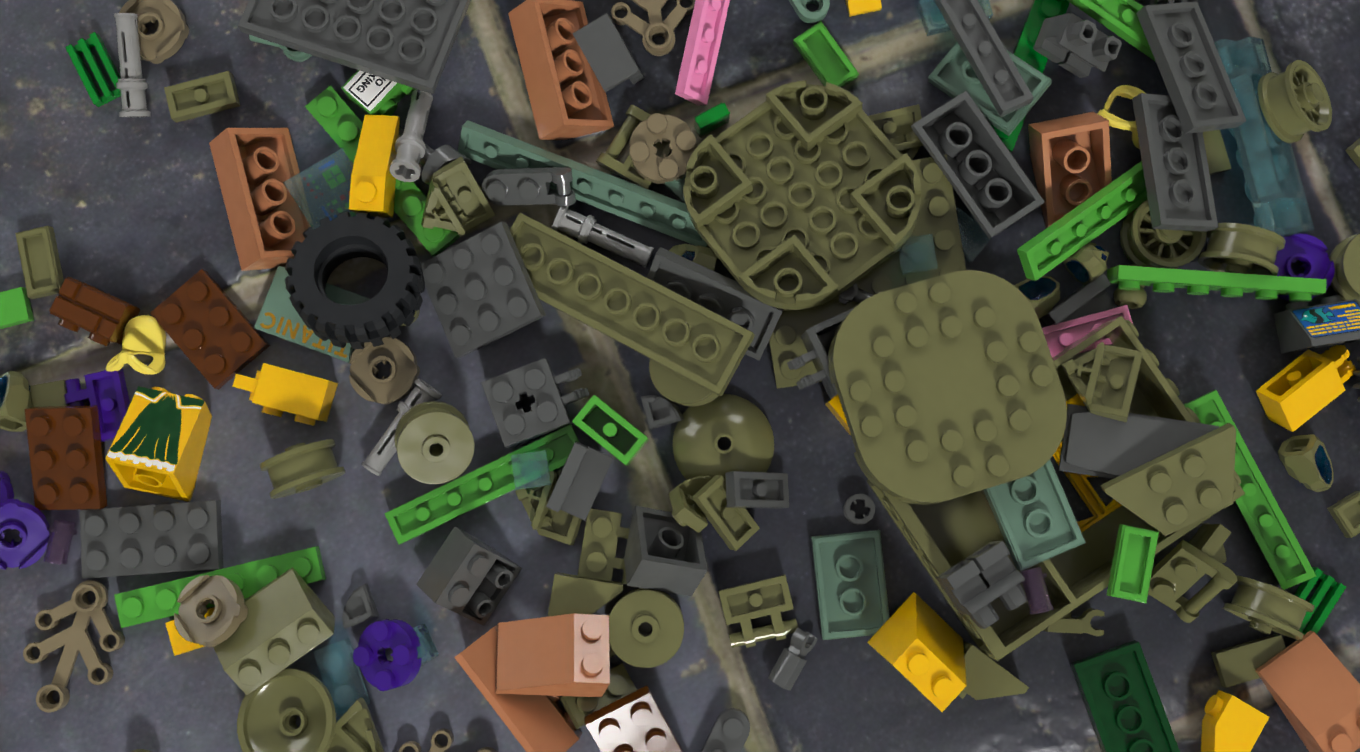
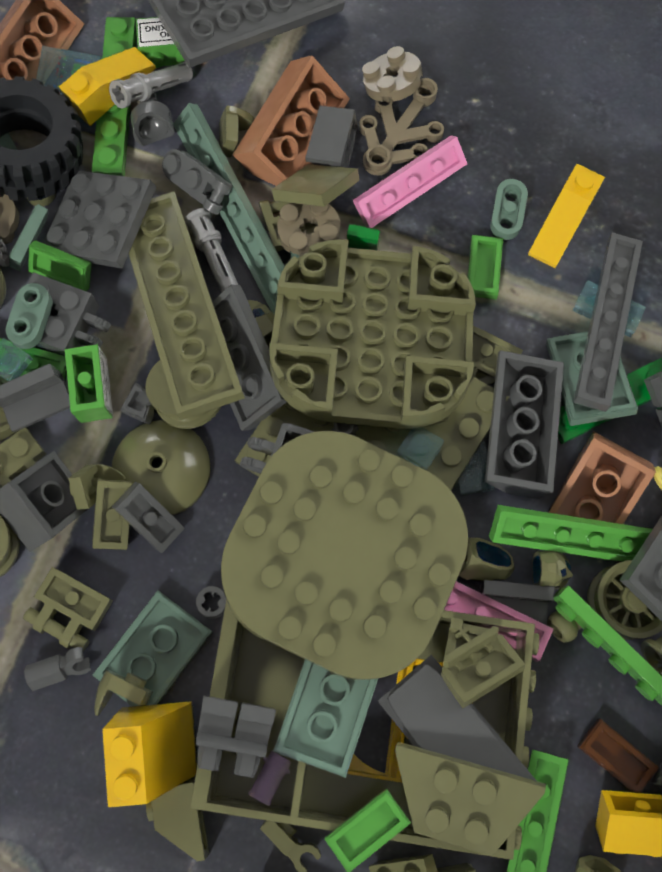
camera: 40 degrees right, 10 degrees down
(438, 357) = (29, 234): none -> sand green tile
(455, 199) = (138, 145): olive slope -> none
(487, 358) = (59, 265): none -> bright green tile
(512, 118) = (231, 122): none -> olive tile
(519, 419) = (33, 314): none -> sand green plate
(637, 107) = (315, 185): none -> olive tile
(864, 622) = (129, 687): none -> olive plate
(1244, 356) = (617, 756): none -> reddish brown tile

